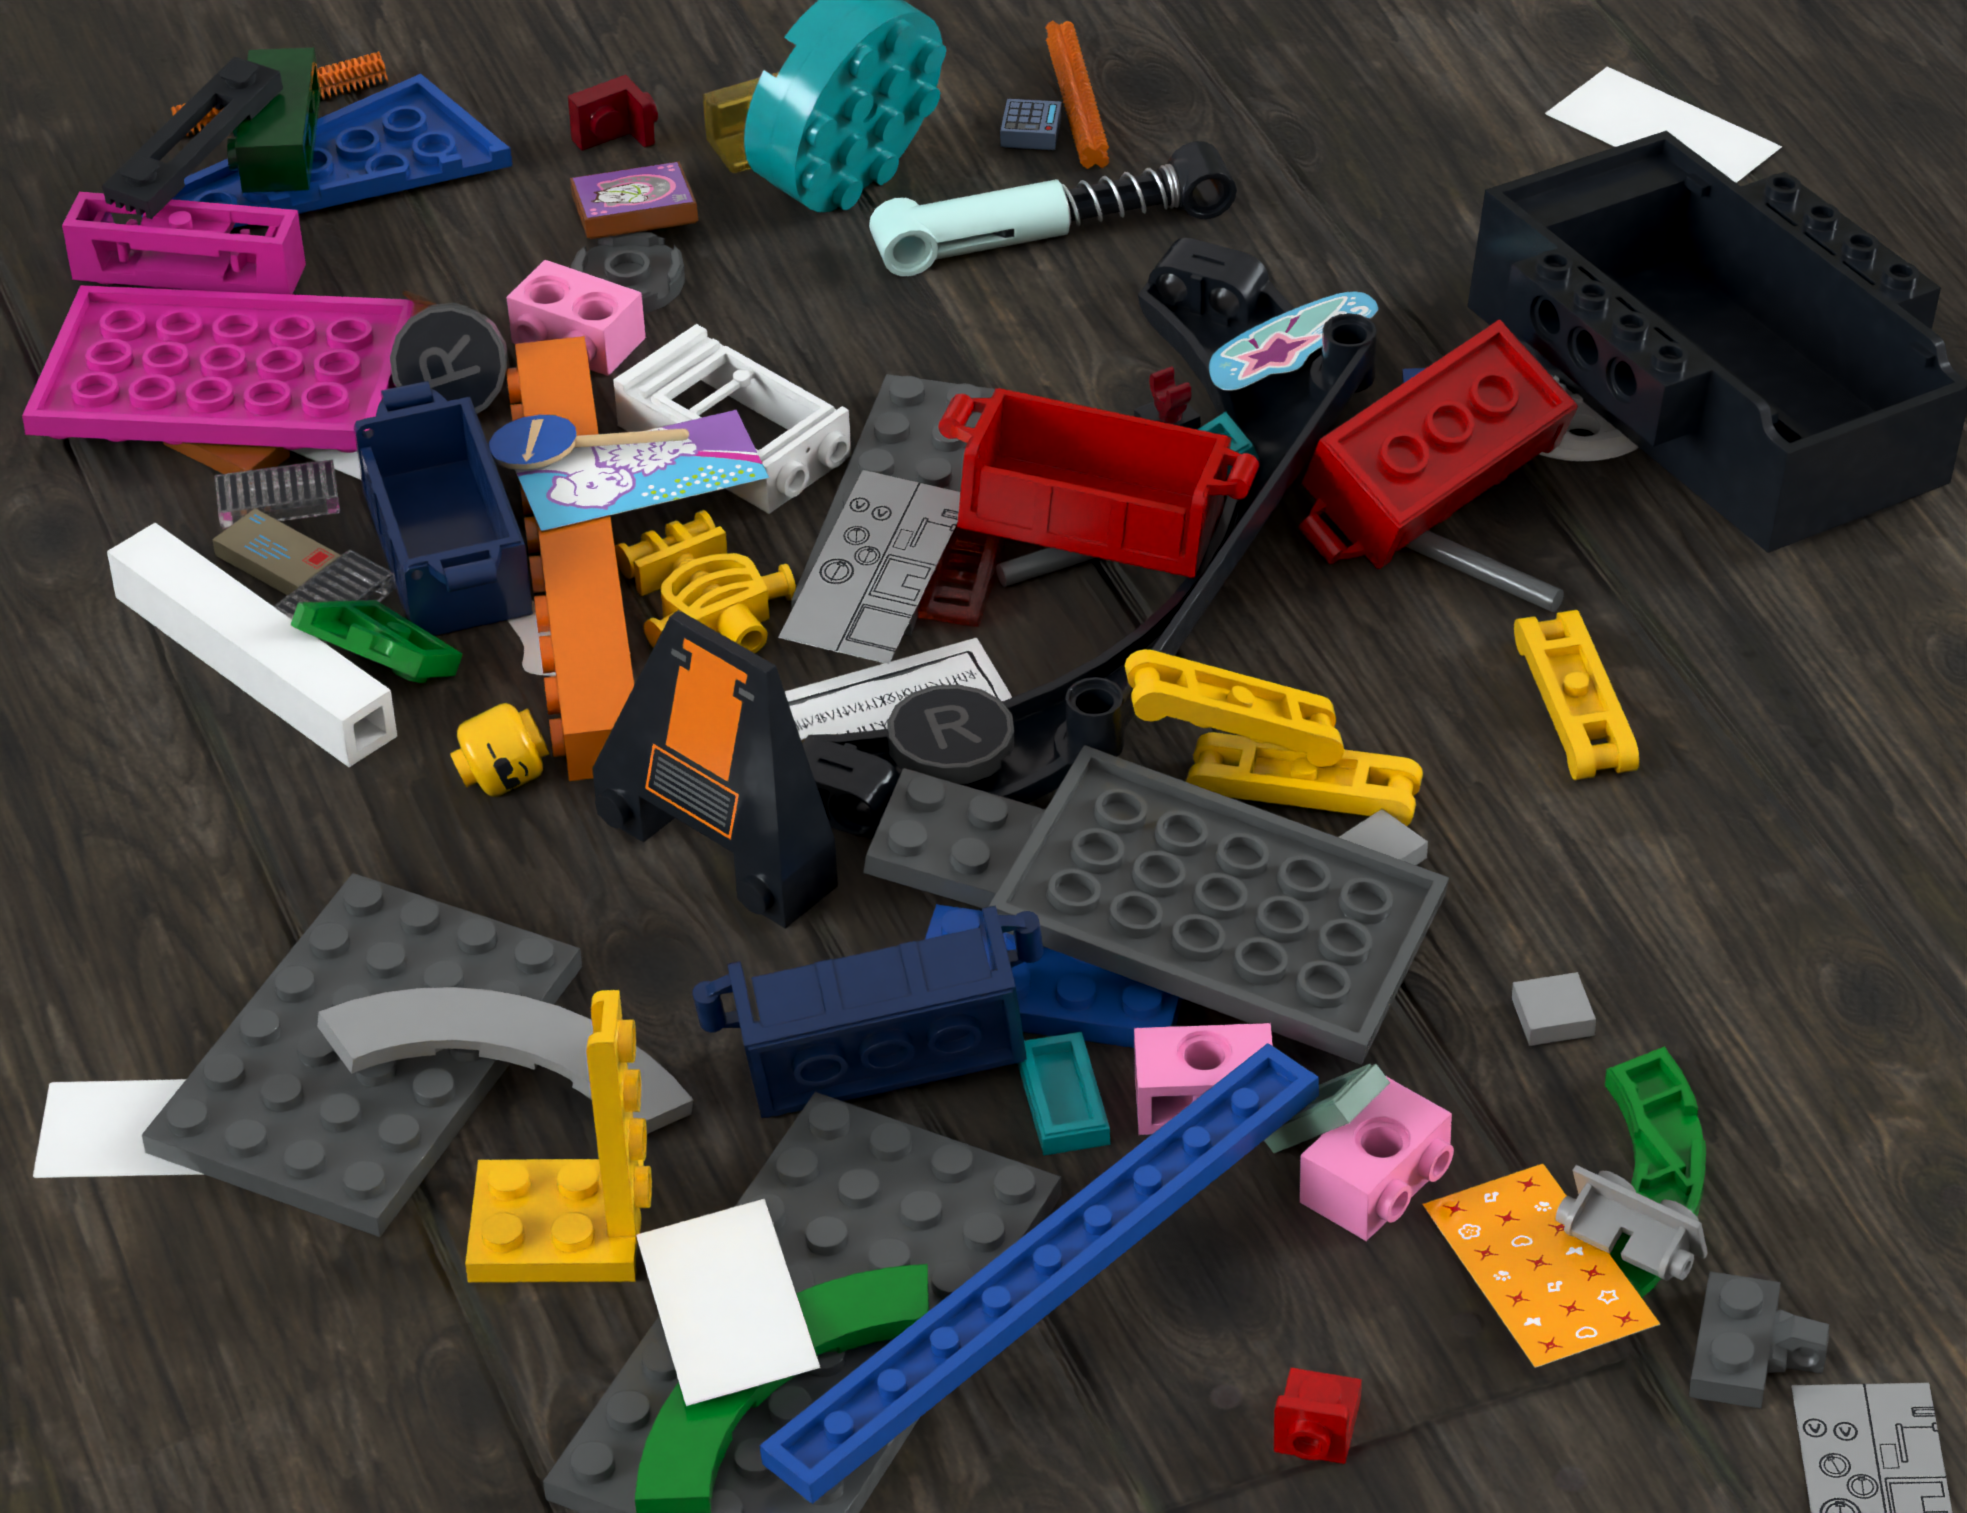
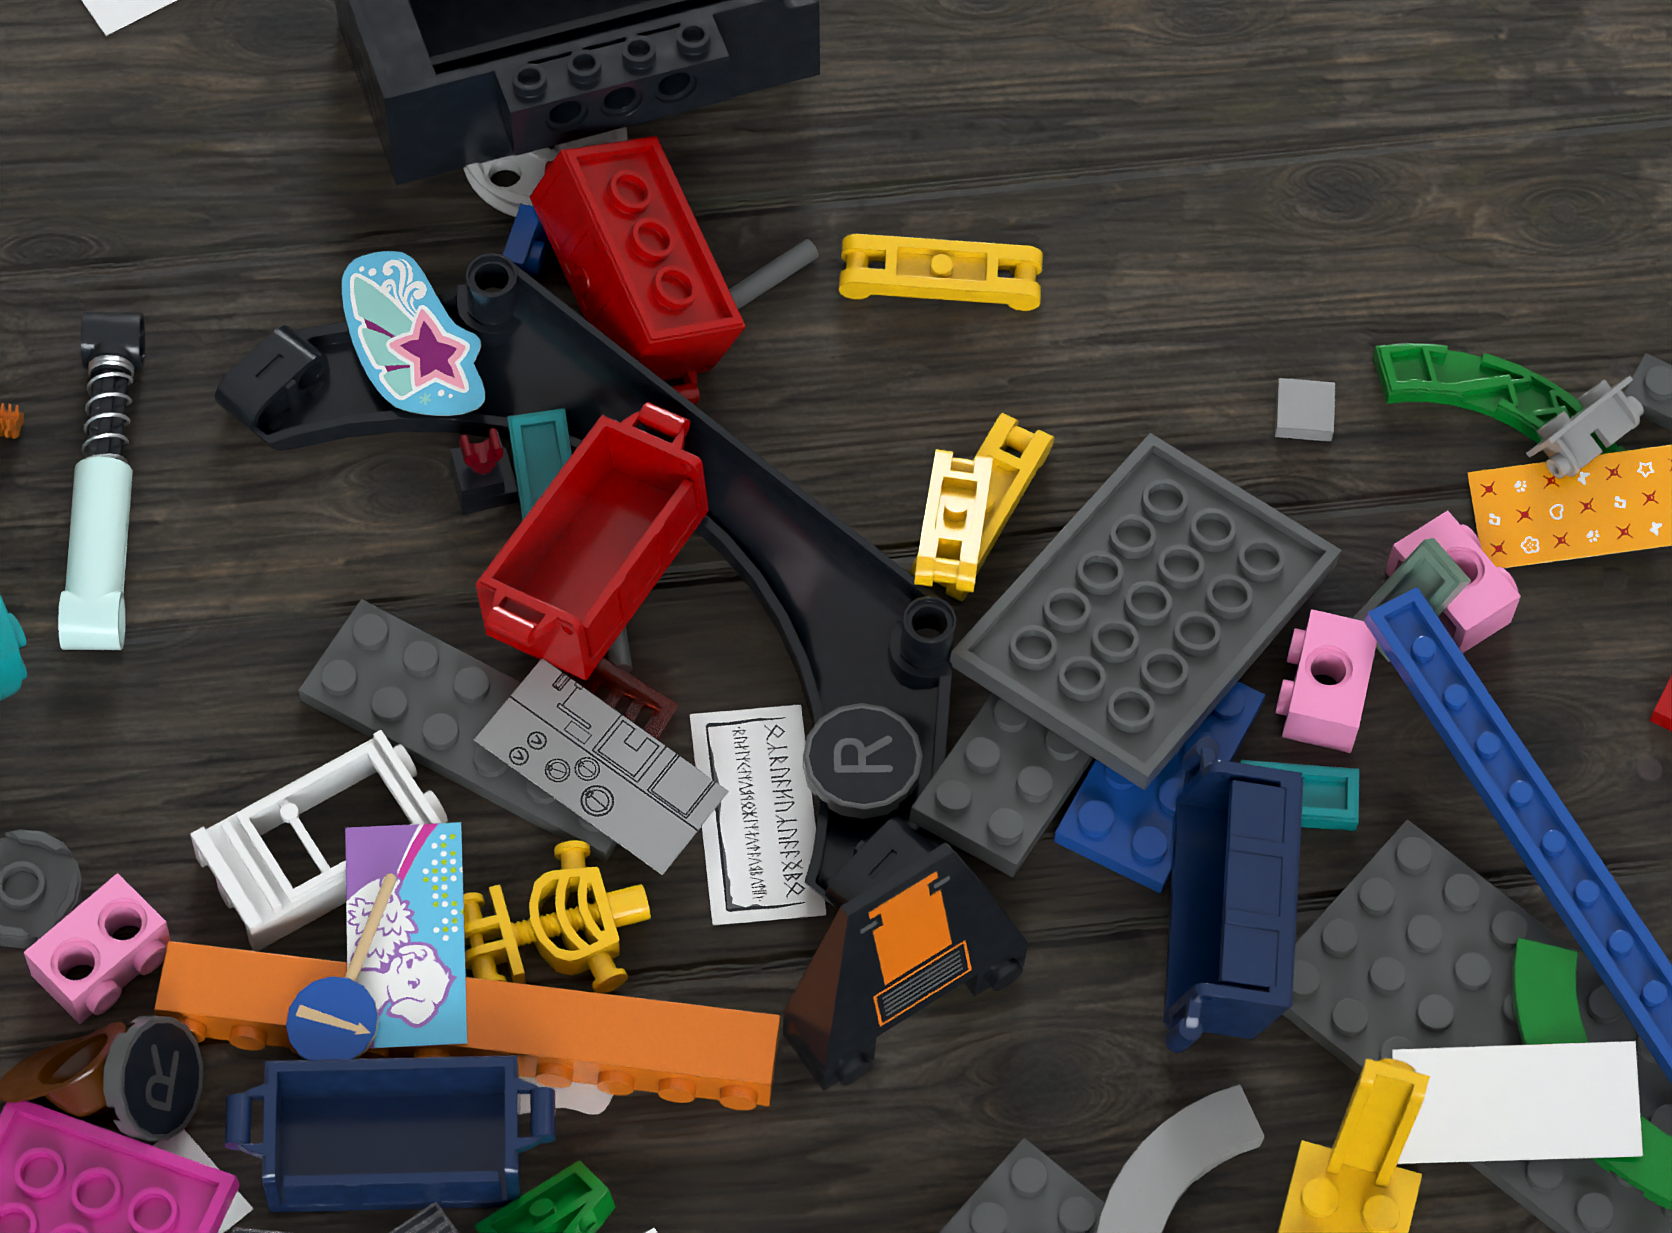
camera: 80 degrees left, 20 degrees up
(500, 750) = (741, 1151): yellow head -> none
(1390, 837) = (1077, 472): light grey tile -> none

